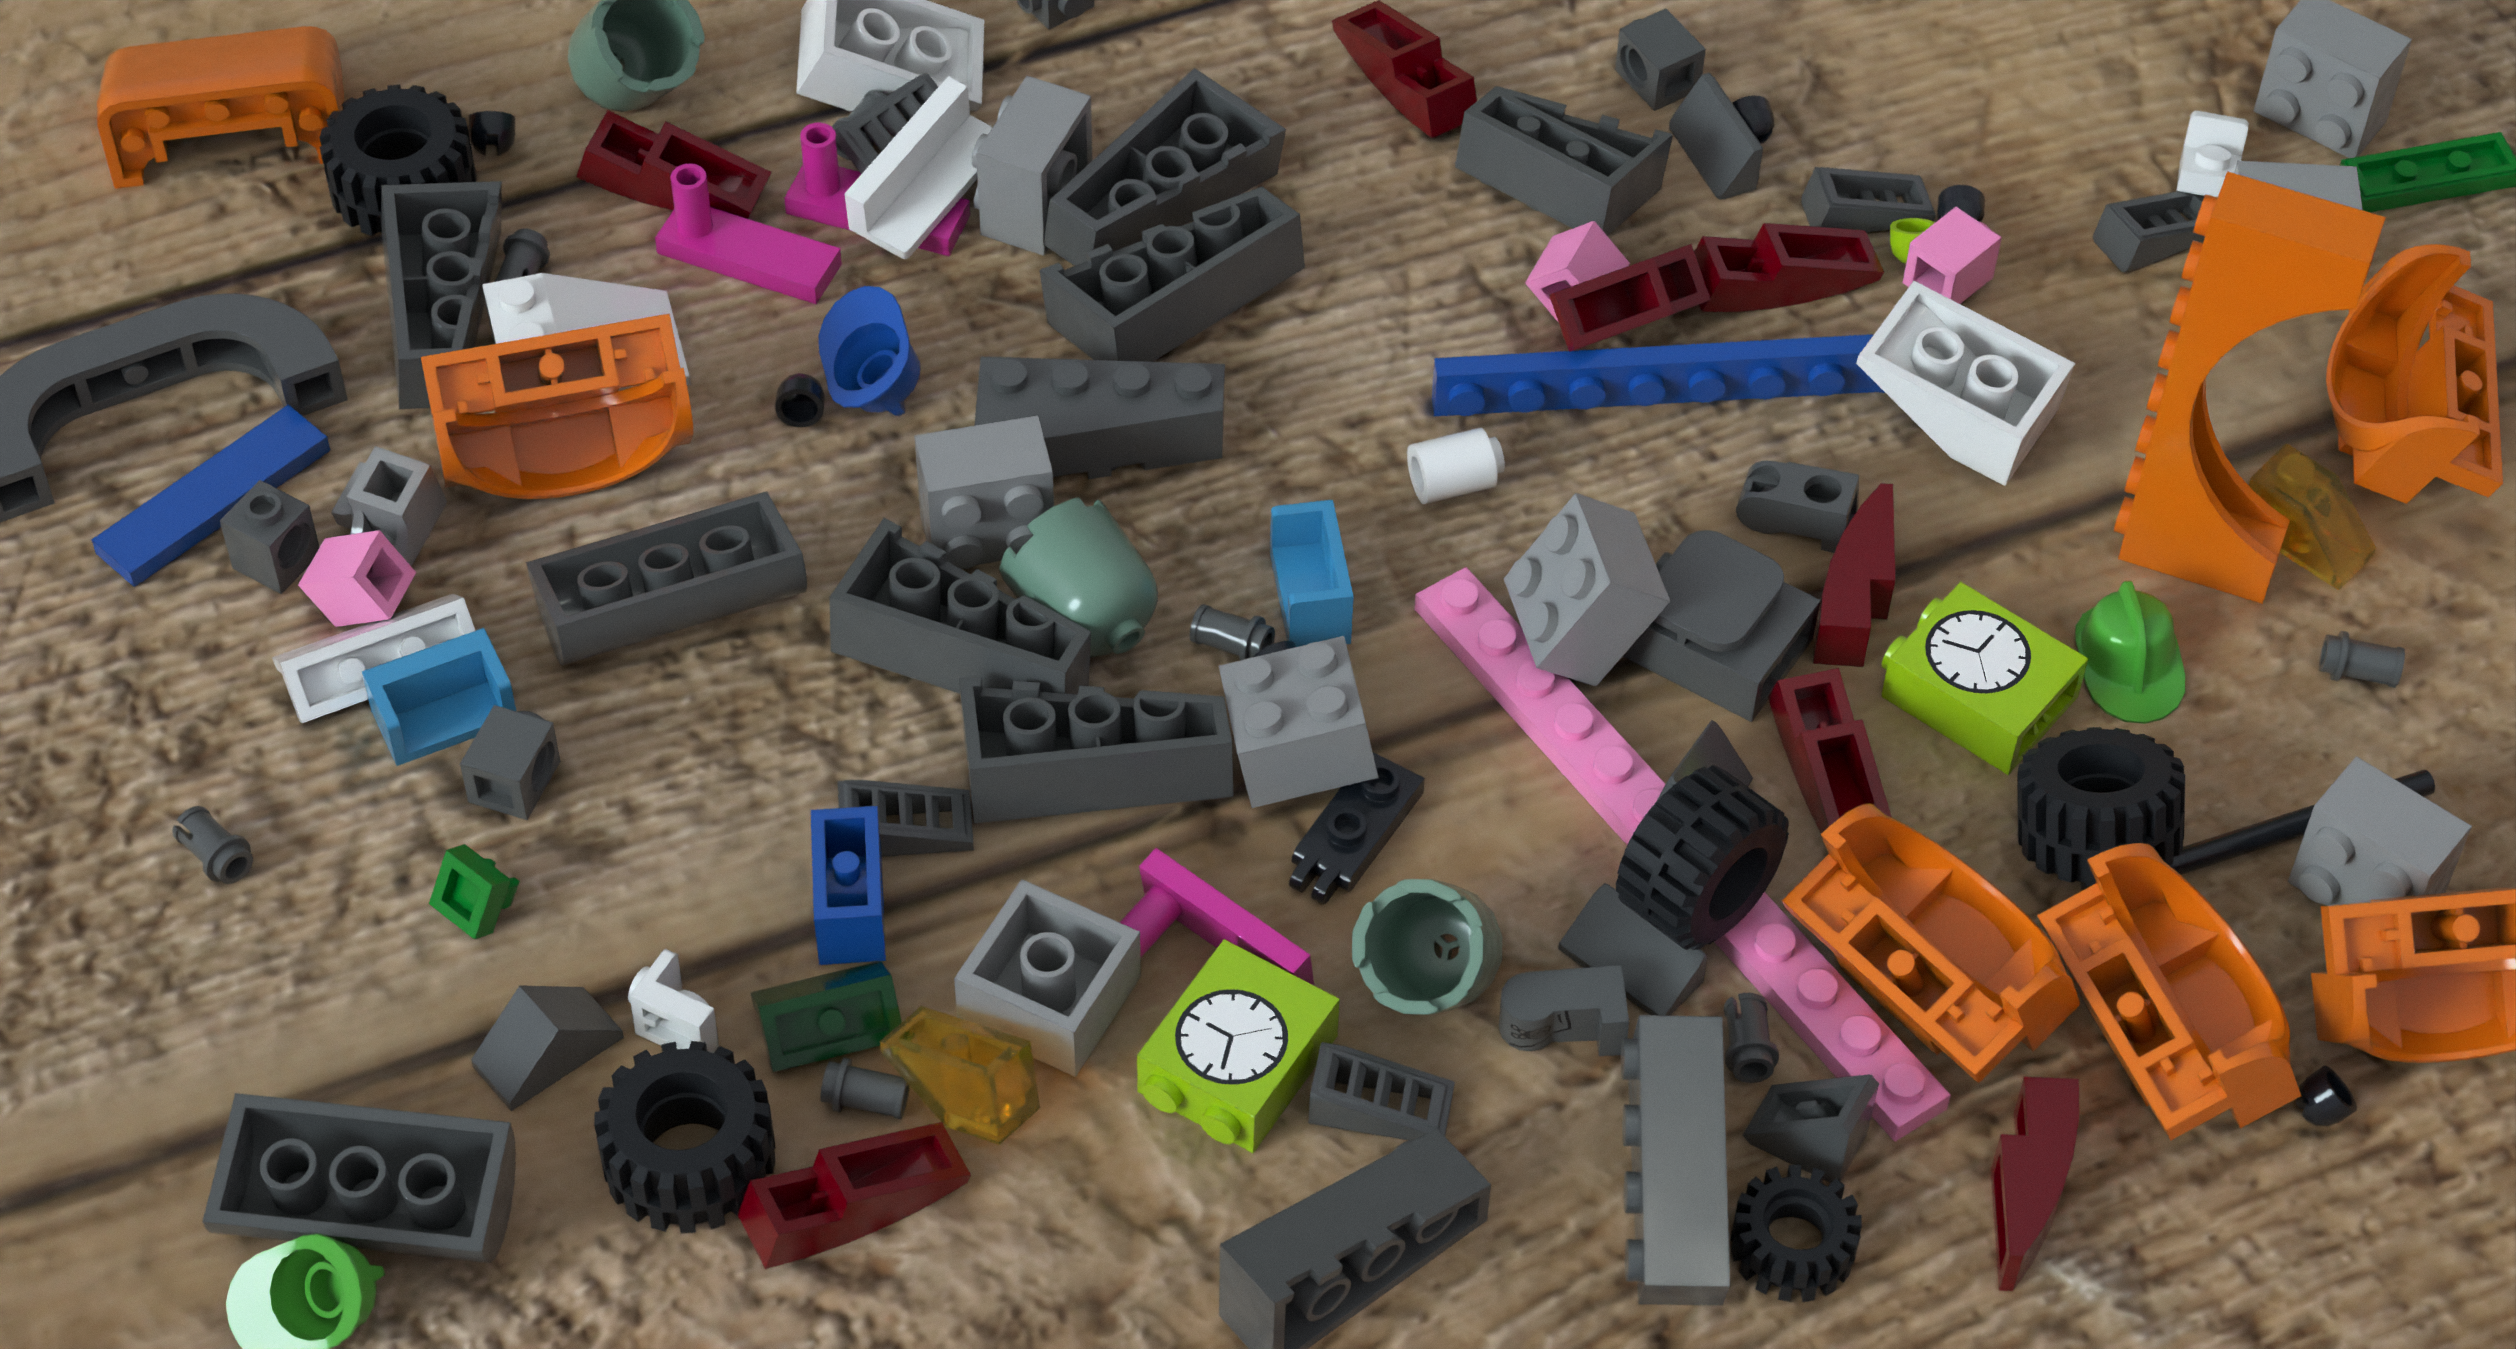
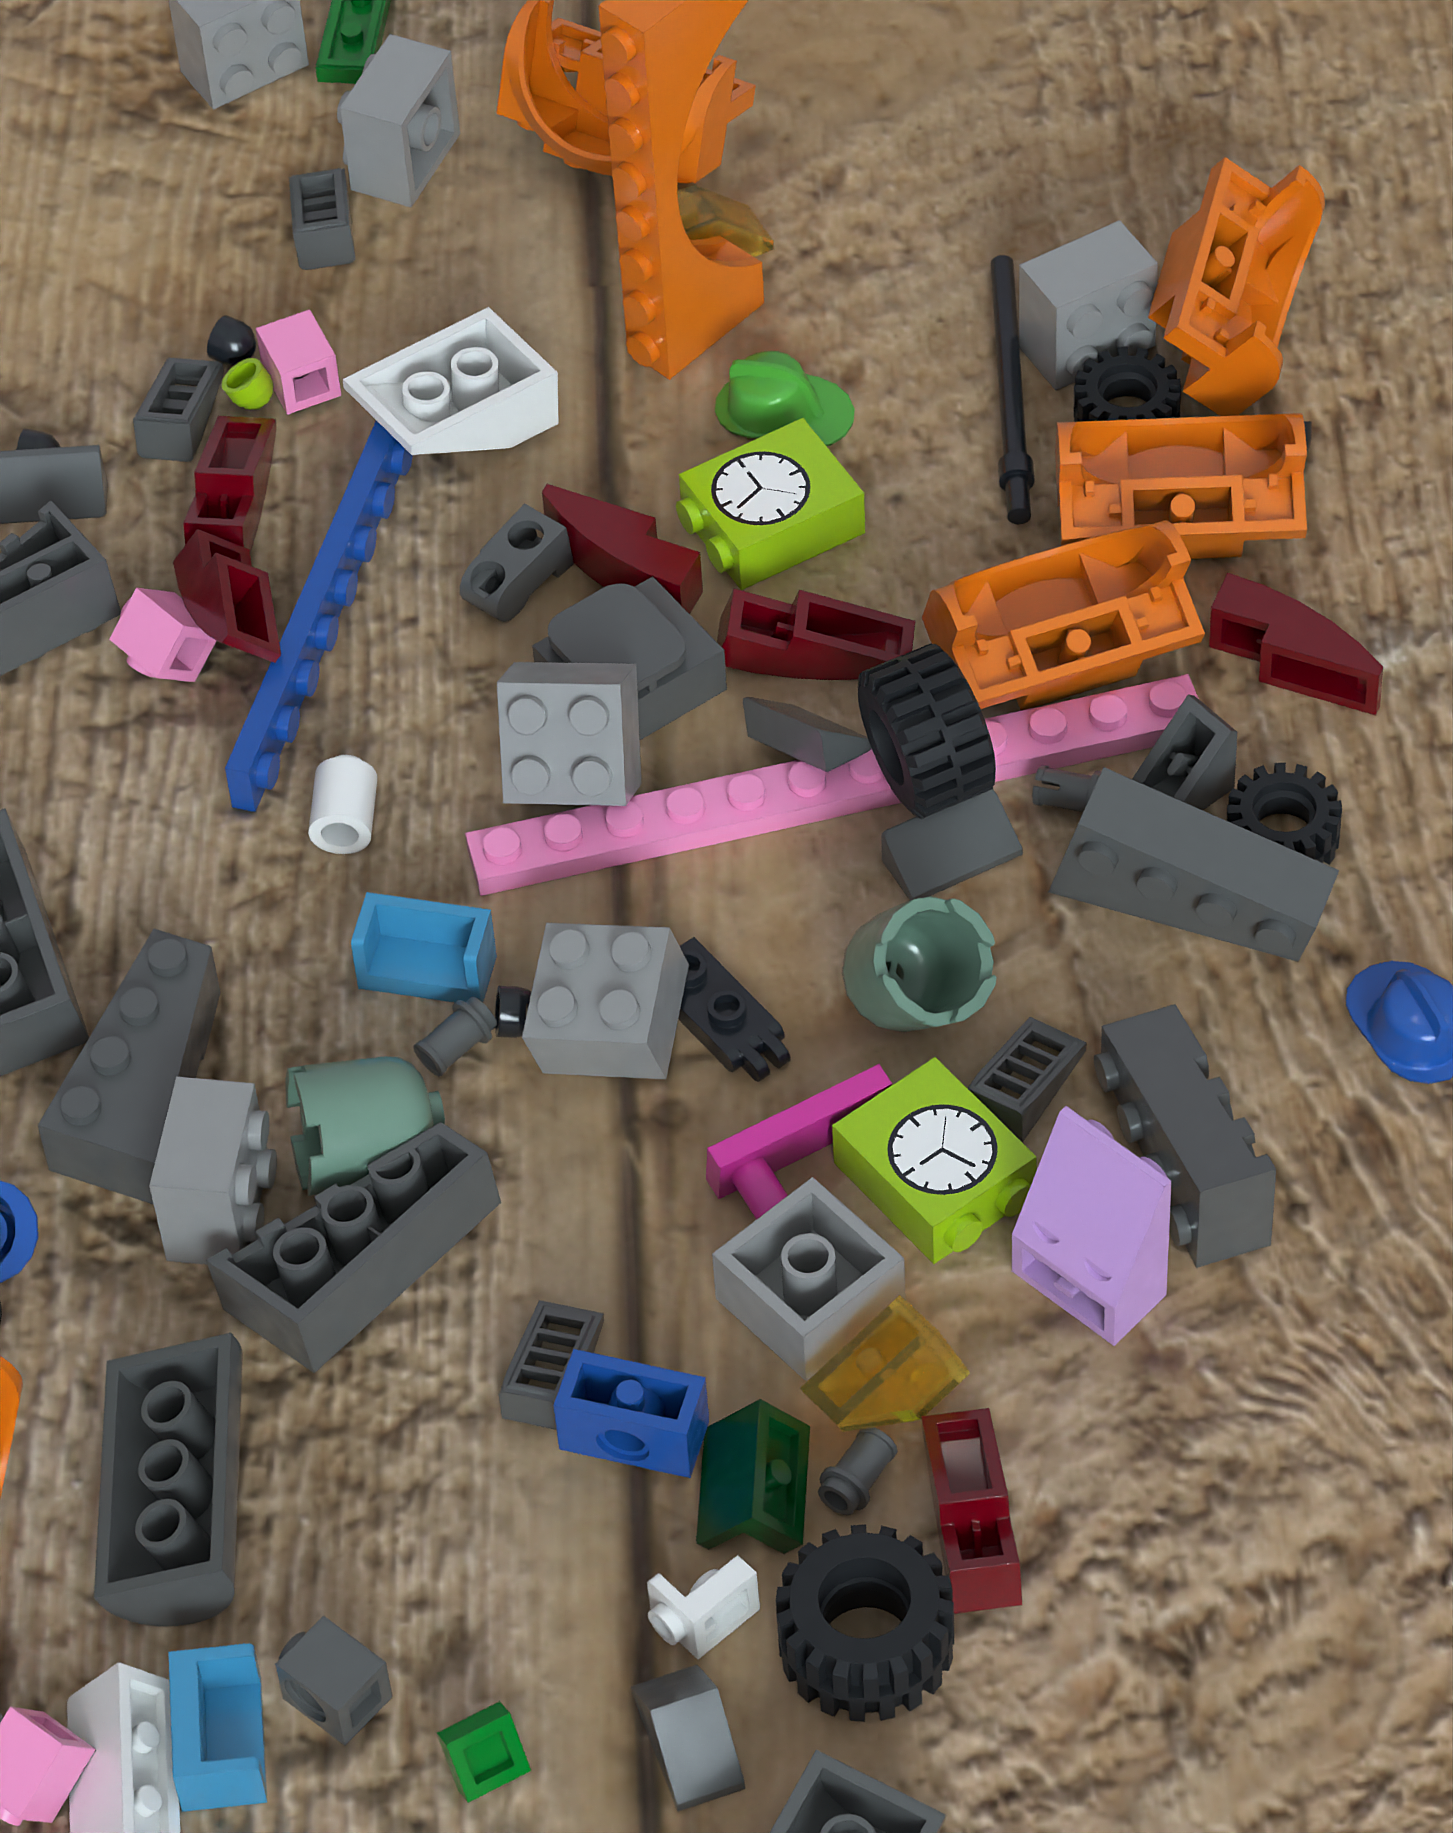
camera: 65 degrees left, 0 degrees up
(1090, 750) = (549, 1197): dark grey wedge -> none
(1175, 1193) = (1095, 1228): none -> lavender slope
(1565, 1008) = (998, 888): dark grey leg -> none
(2095, 795) = (960, 463): black tyre -> none
(2209, 151) = (270, 153): white bracket -> none
(2290, 908) = (1126, 377): none -> black tyre
(2361, 660) = (857, 264): dark grey pin -> none

